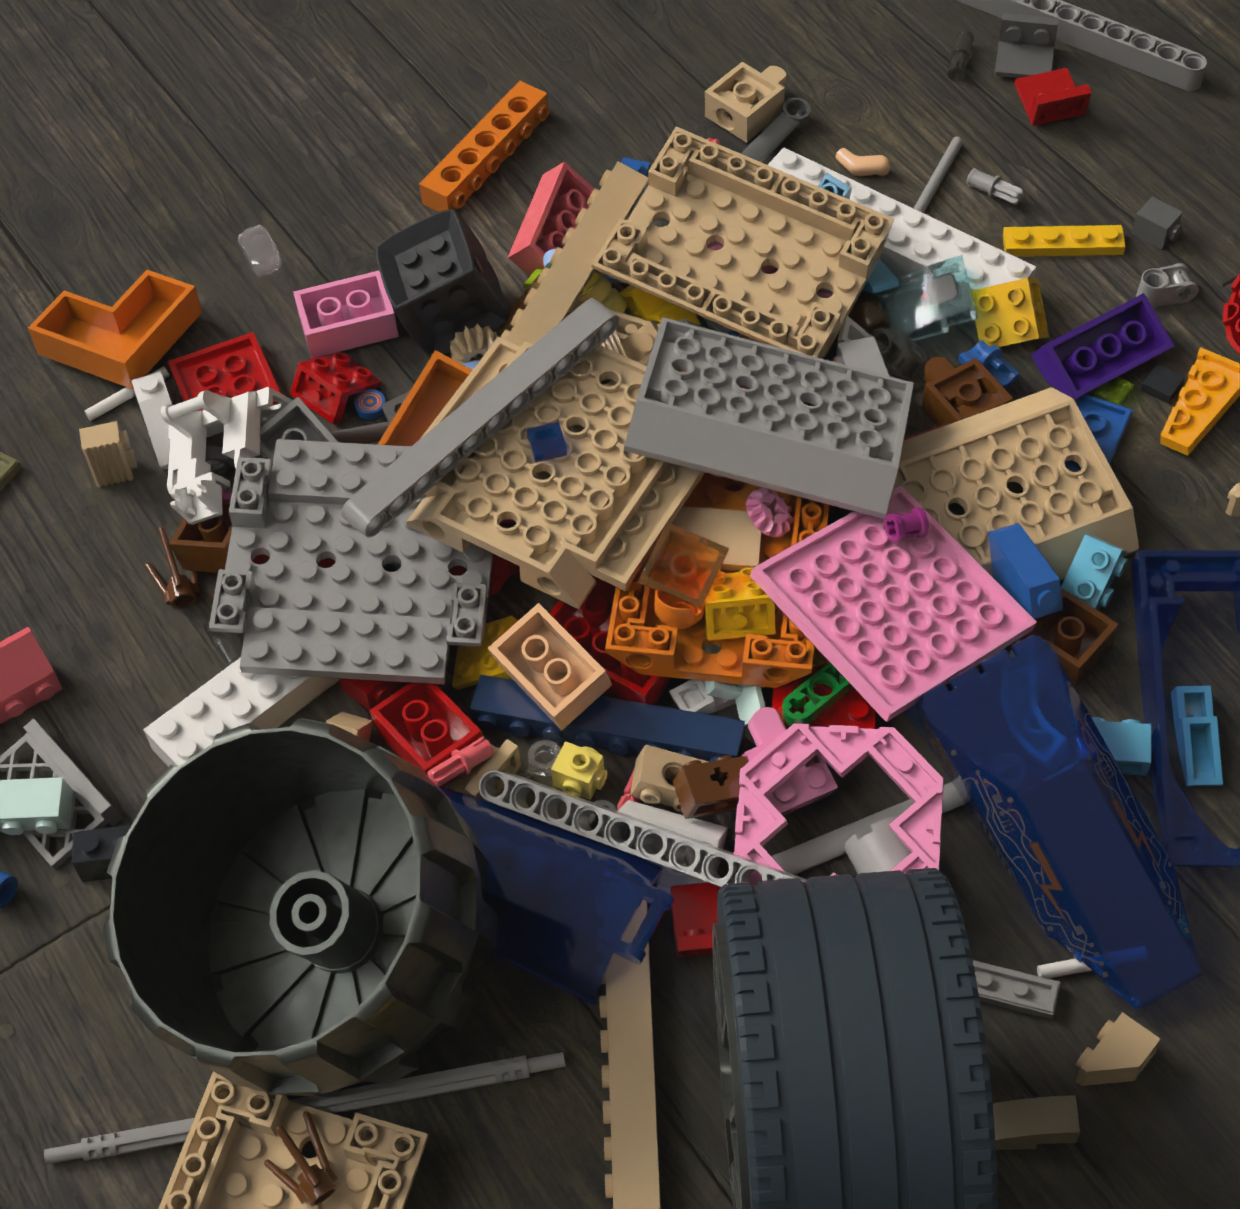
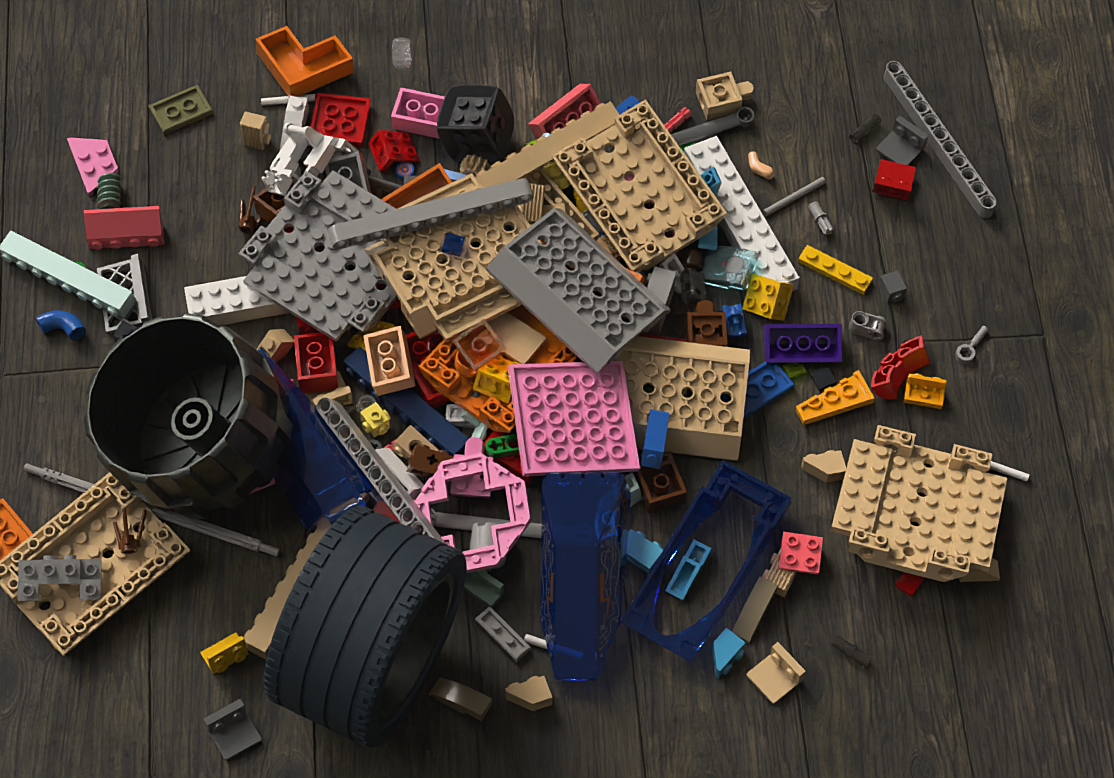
camera: 25 degrees right, 5 degrees up
(461, 761) = (317, 385): coral axle -> none
(484, 148) = (561, 51): orange brick -> none
(761, 515) = (541, 340): bright pink gear -> none
(906, 525) = (605, 383): magenta bush -> none
(1094, 571) = (698, 459): medium azure brick -> none

